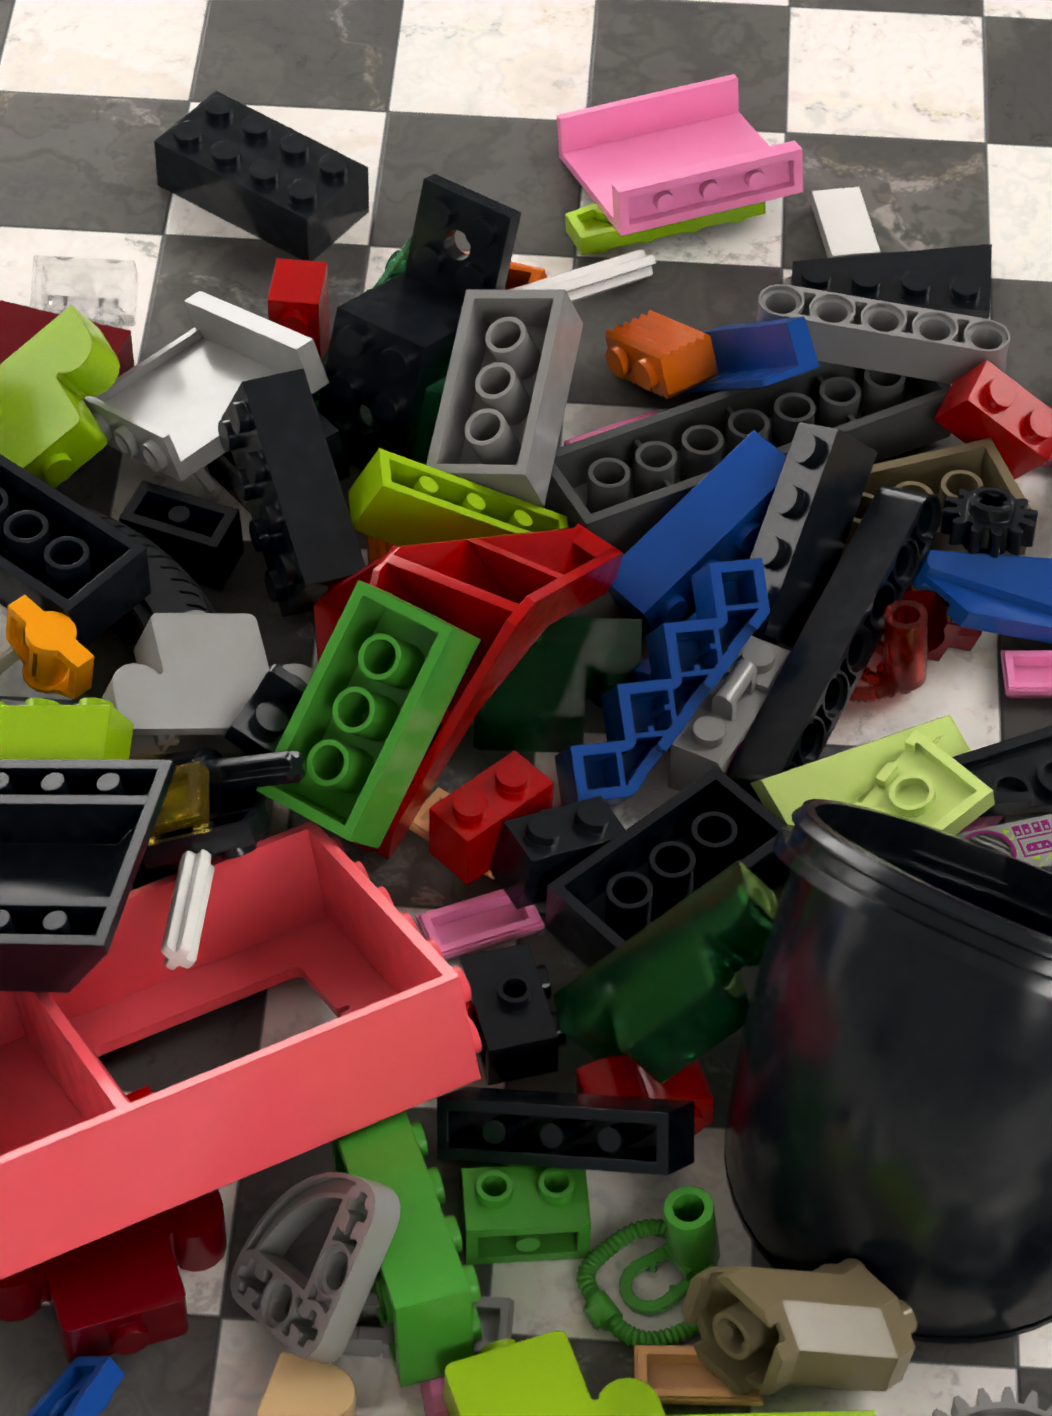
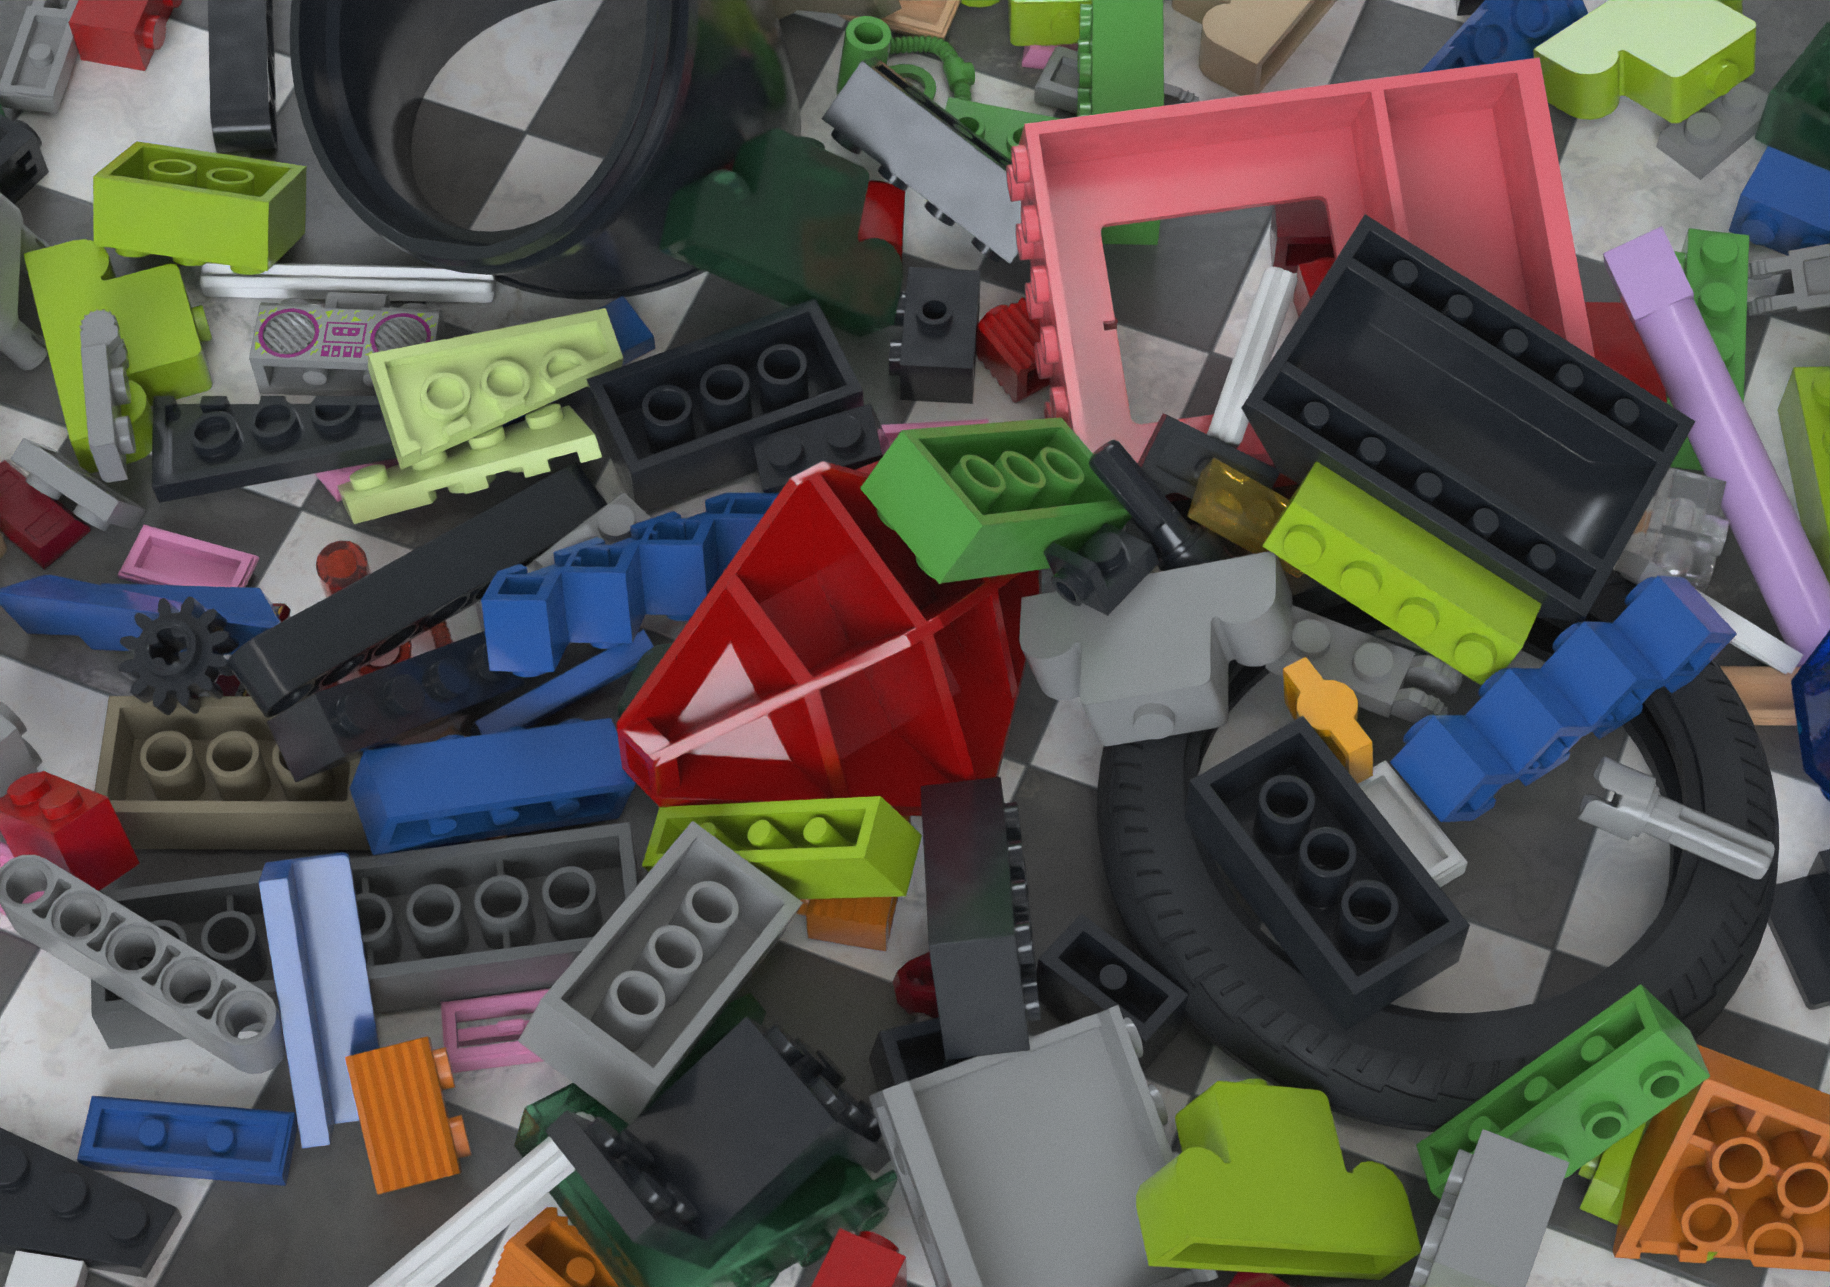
camera: 160 degrees left, 10 degrees up
(358, 1235) = (1195, 44): light grey beam -> none

